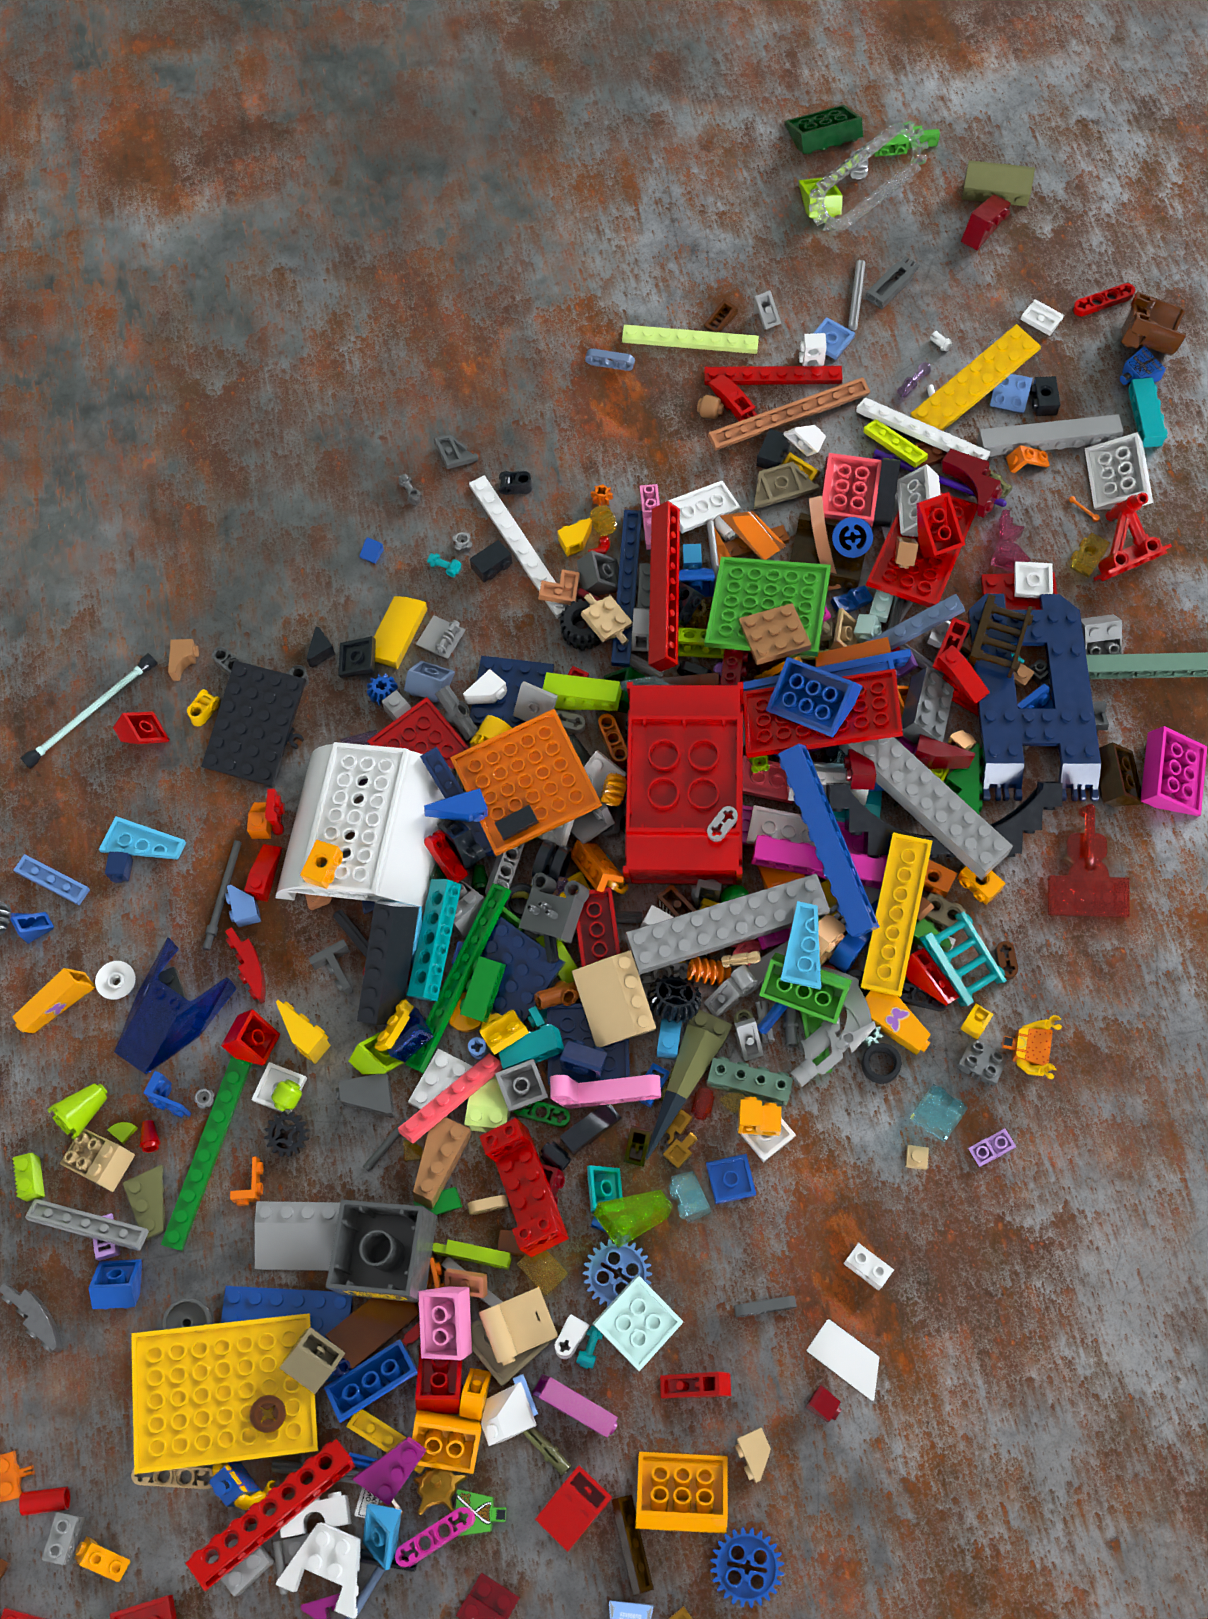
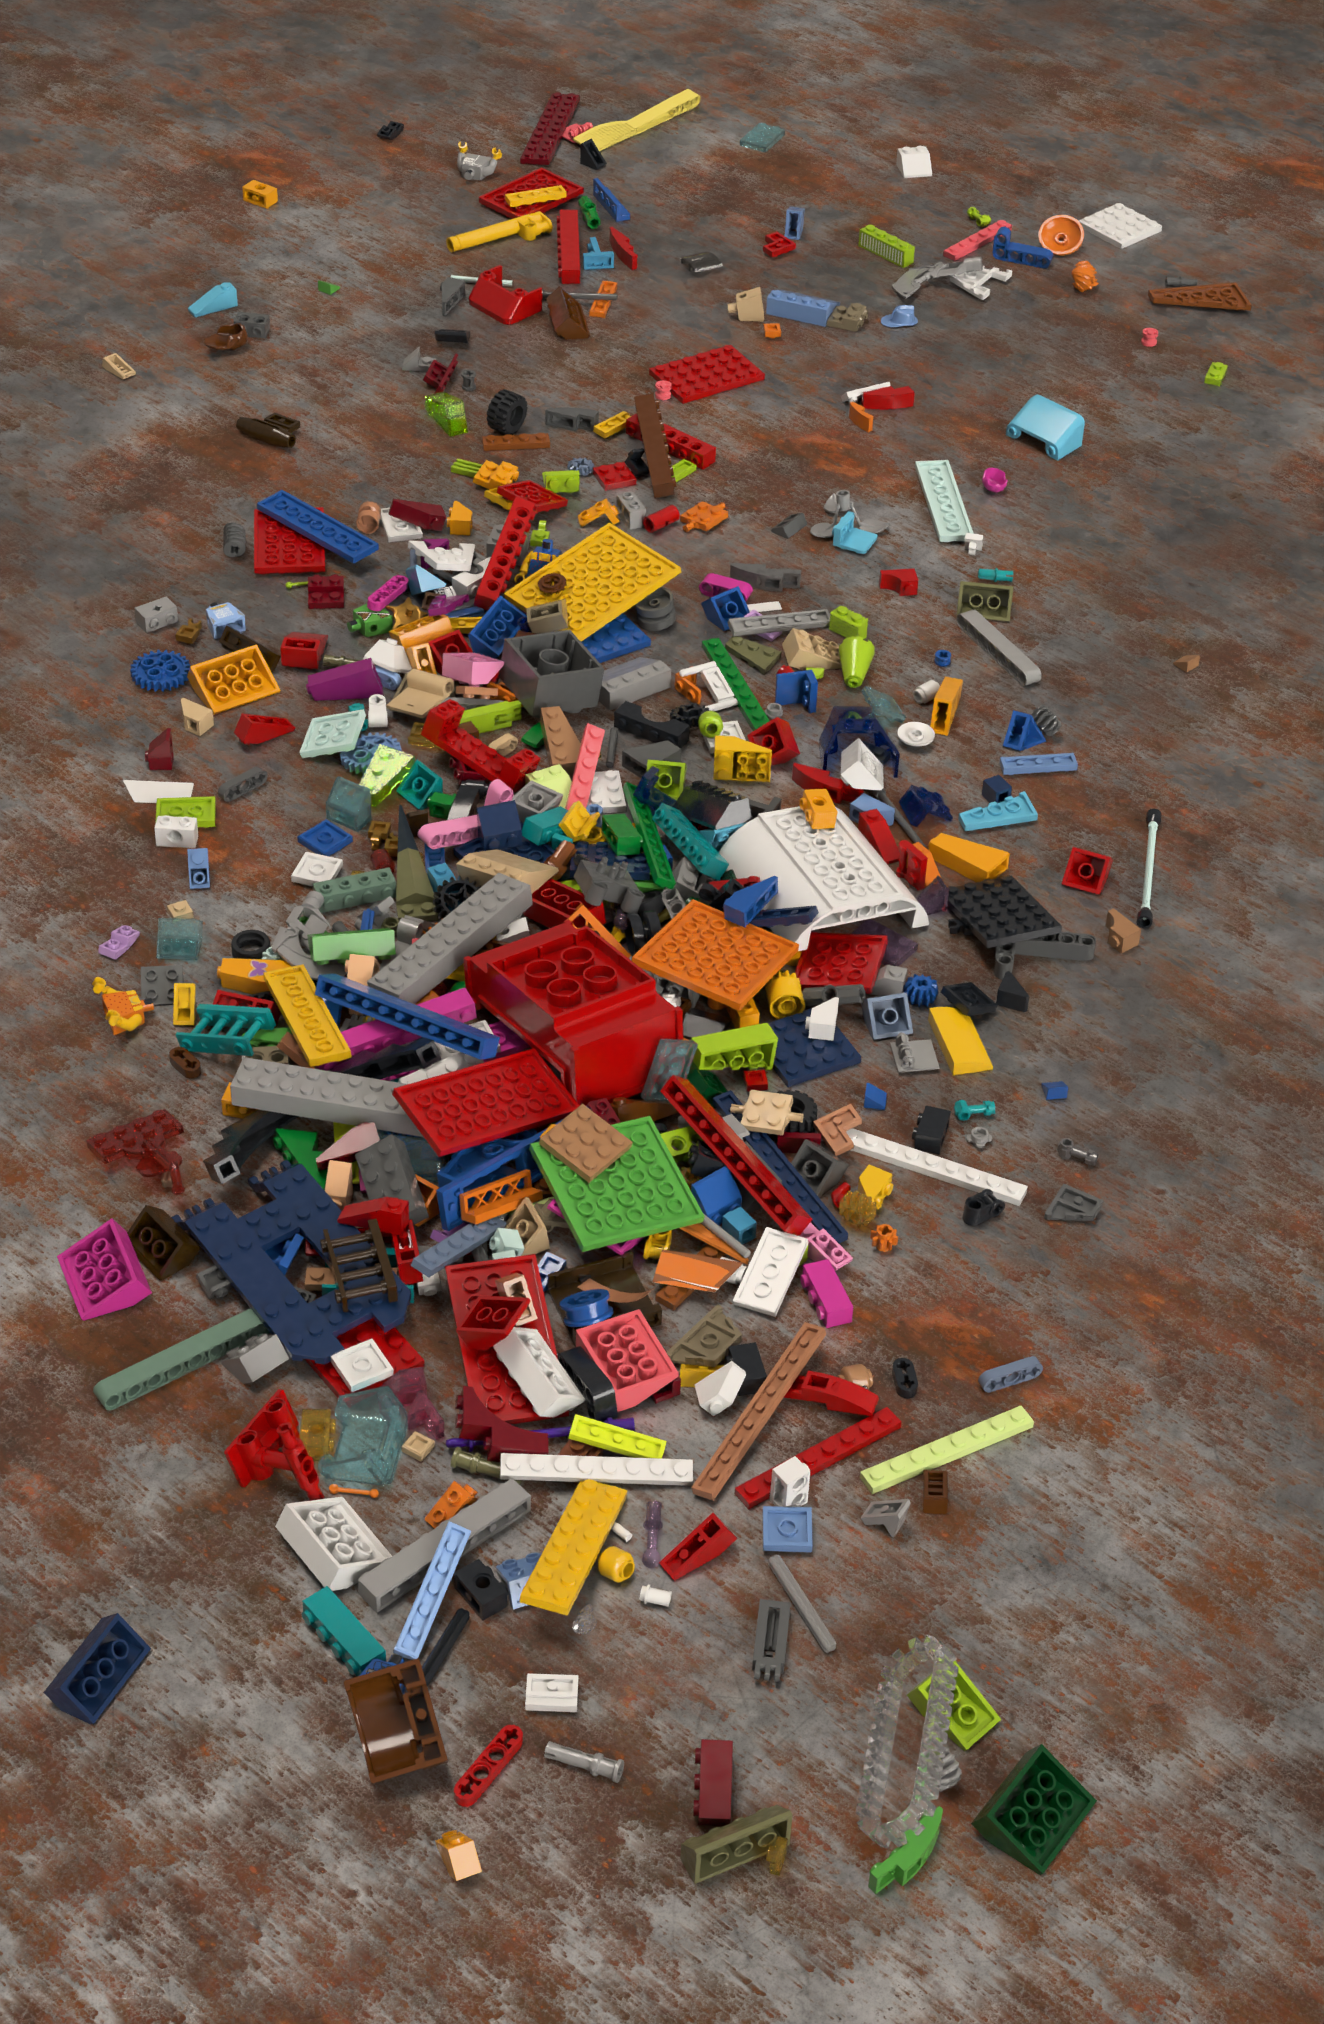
camera: 140 degrees right, 25 degrees down
(51, 1033) = (926, 691): none -> white brick
(71, 1276) = (769, 606): none -> white sticker
(87, 1322) = (716, 584): none -> dark pink beam
(108, 1033) = (883, 705): none -> clear light blue plate
(178, 1575) = (540, 534): none -> lime plate
(193, 885) = (919, 802): none -> clear blue bracket
(205, 705) = (1059, 906): yellow piece -> none
(210, 950) = (861, 767): none -> white slope
(216, 798) = (968, 857): none -> light orange slope
(227, 1163) = (715, 683): none -> white plate
(287, 776) = (934, 897): none -> slope
(340, 1168) = (630, 719): none -> black arch
(395, 1026) = (668, 787): yellow hinge -> none
(503, 616) = (874, 1097): none -> blue slope
(516, 822) = (693, 918): black tile -> none
(533, 702) = (774, 1020): light grey plate -> none
(599, 1151) = (440, 804): none -> green brick
(676, 474) = (826, 1293): none -> dark pink brick
(678, 397) = (908, 1377): none -> black beam
(718, 820) = (505, 955): light grey beam -> none
(740, 959) = (415, 932): tan axle -> none
(759, 1119) = (331, 858): light orange brick -> none
(802, 953) = (369, 936): medium azure wing -> none
(813, 697) = (504, 1101): blue slope -> none
(842, 1297) = (196, 807): none -> lime plate
(860, 771) = (412, 1069): dark red slope -> none
(873, 1201) = (198, 868): none -> medium blue slope
(893, 352) = (699, 1547): none -> red slope
(951, 366) = (616, 1564): none -> yellow head
(1023, 517) = (418, 1446): none -> tan tile
(1043, 266) = (596, 1764): none -> light grey pin
(1062, 529) = (369, 1439): none -> clear light blue windscreen
(1079, 404) = (432, 1591): none -> light blue tile
(1090, 377) = (445, 1644): none -> black axle
(1153, 258) = (458, 1854): none -> slope

